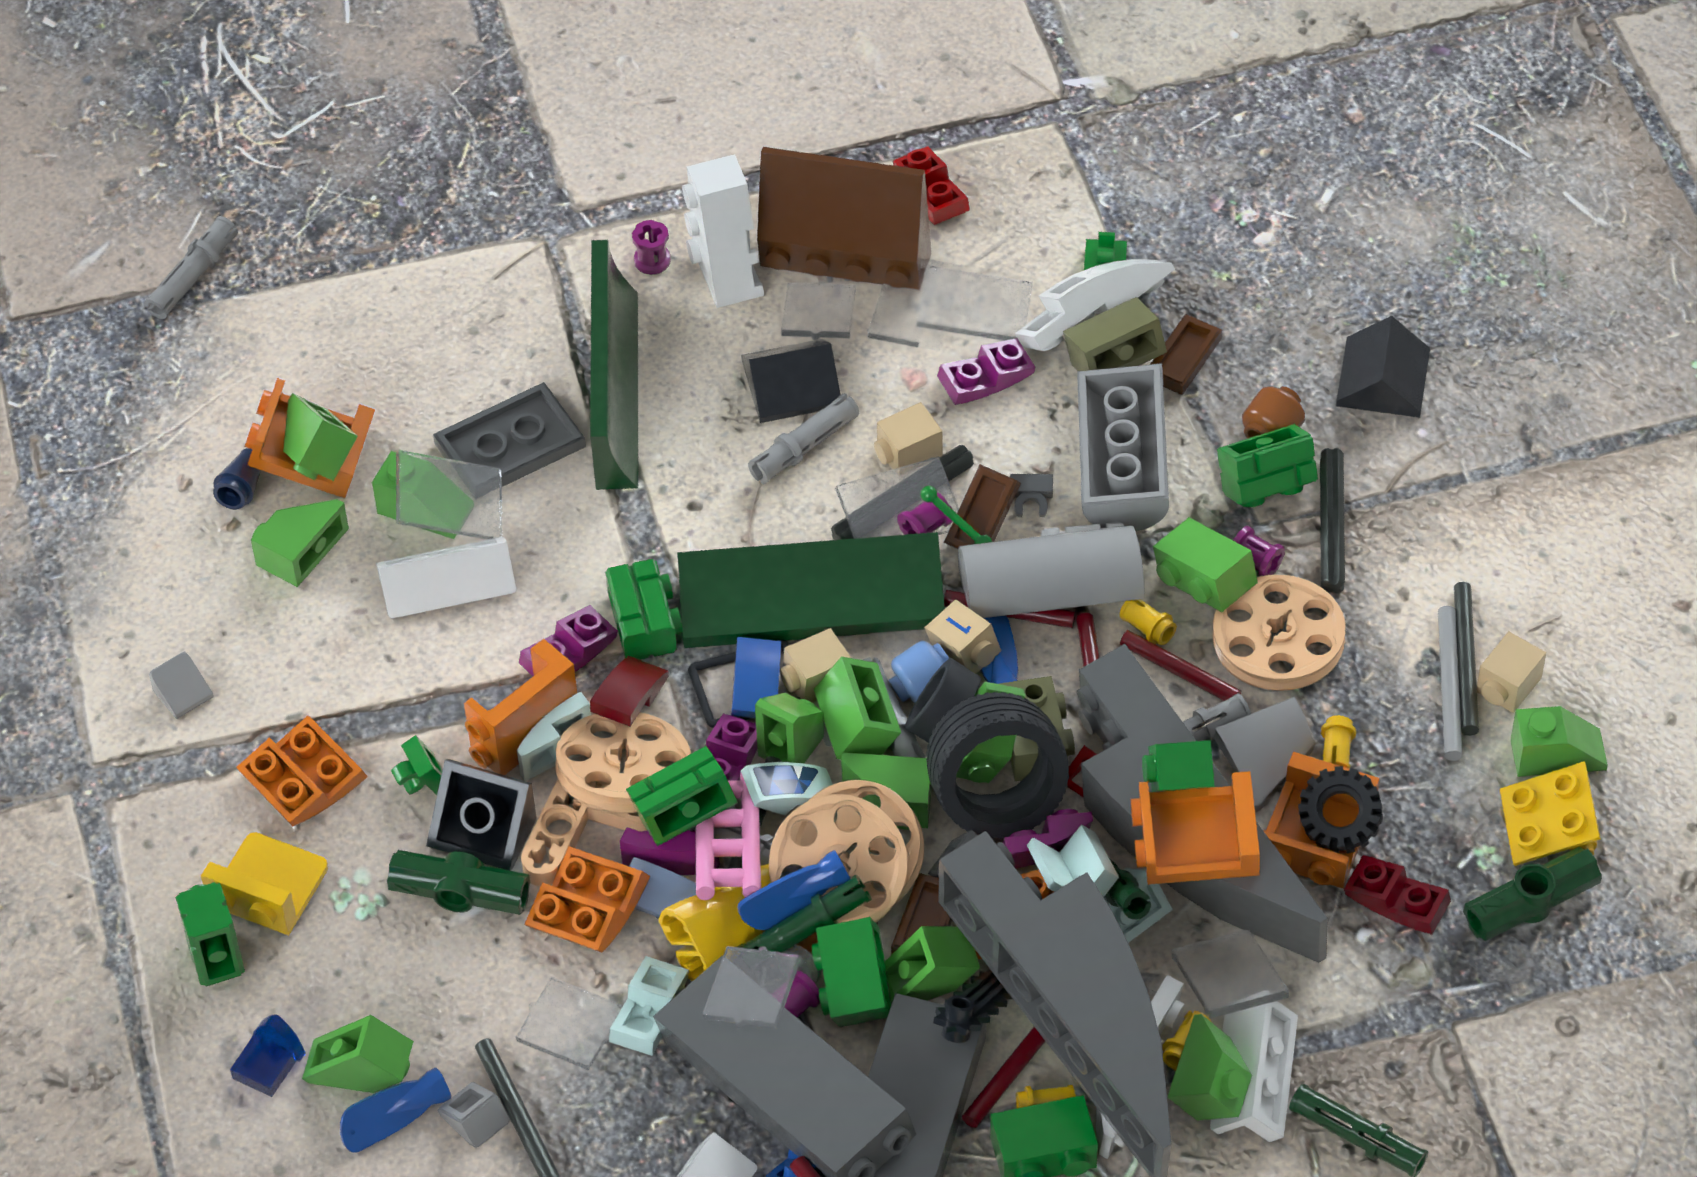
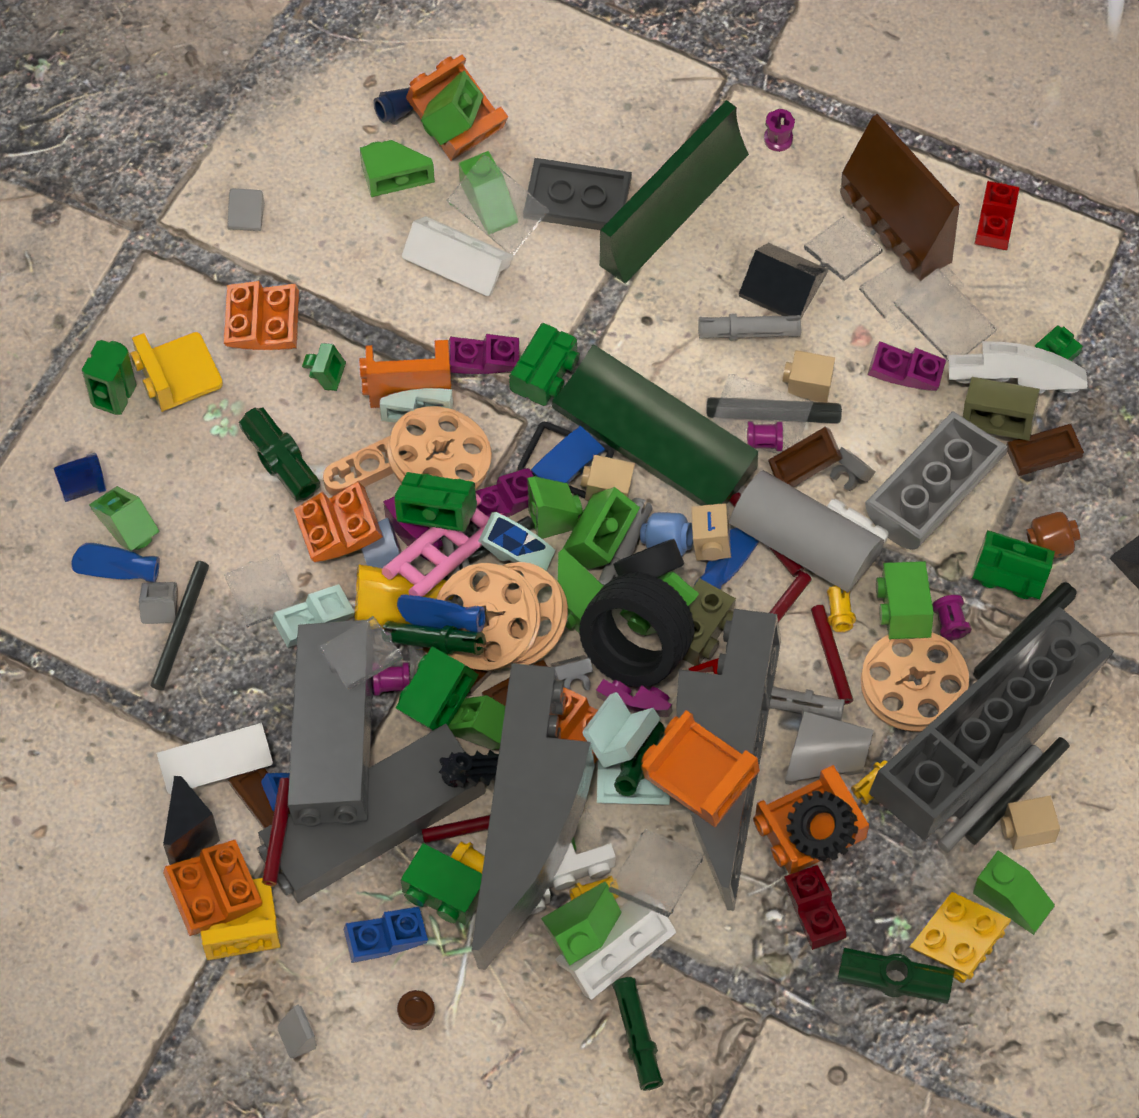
camera: 40 degrees right, 10 degrees up
(482, 814) = (327, 423): black slope -> none
(628, 690) = (485, 408): dark red slope -> none
(720, 230) = (821, 152): white wedge -> none
(929, 494) = (772, 423): green hinge -> none
(1179, 766) = (722, 719): green brick -> none
(1399, 608) = (990, 725): none -> dark grey slope

